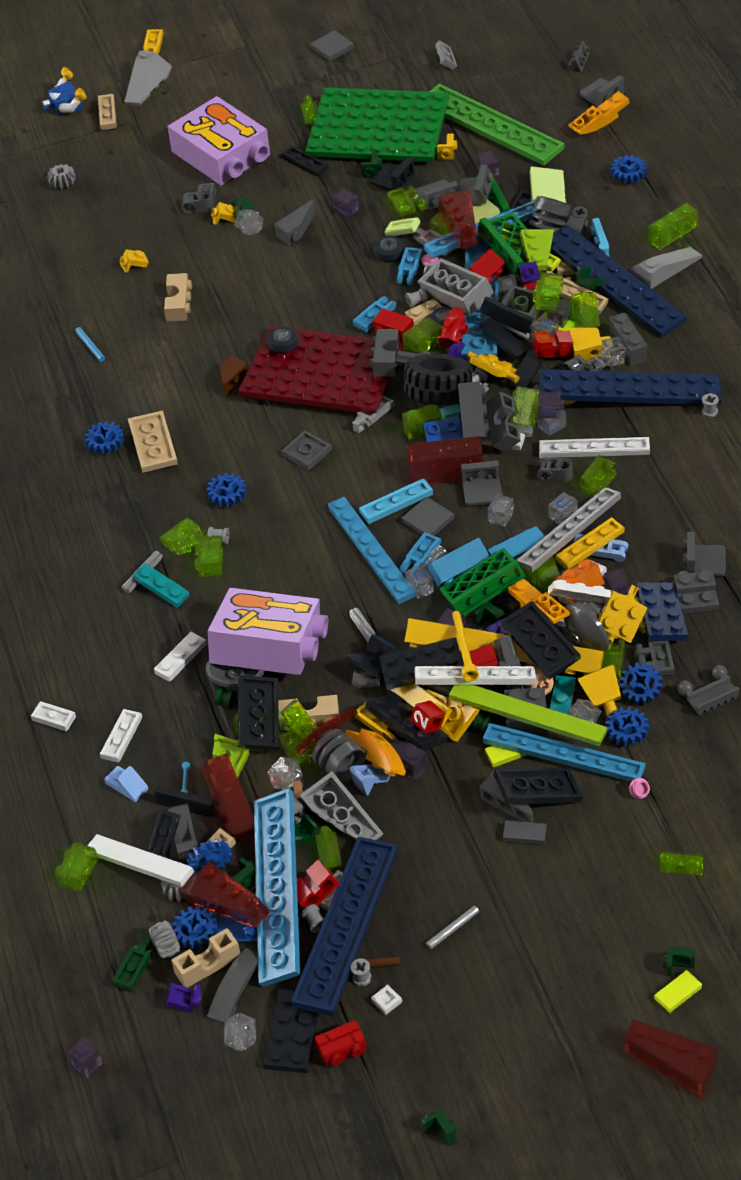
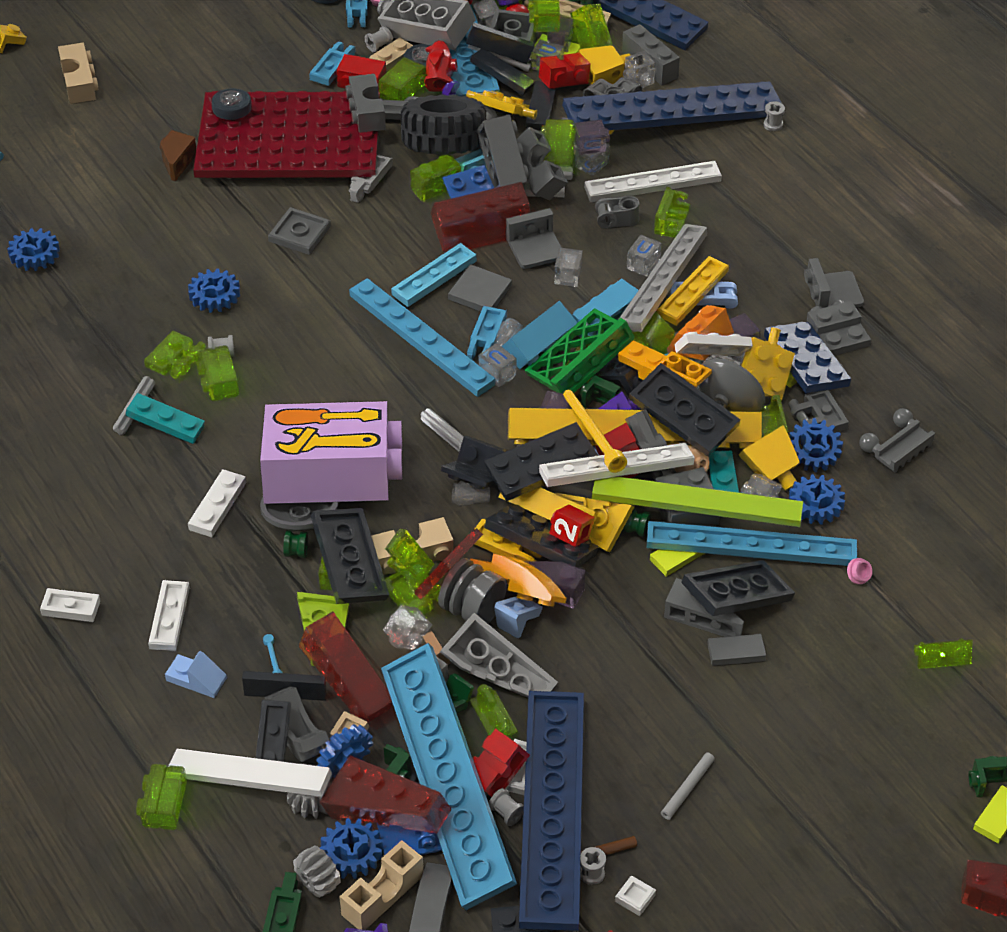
camera: 20 degrees left, 0 degrees up
(152, 441) = (98, 245): tan plate -> none

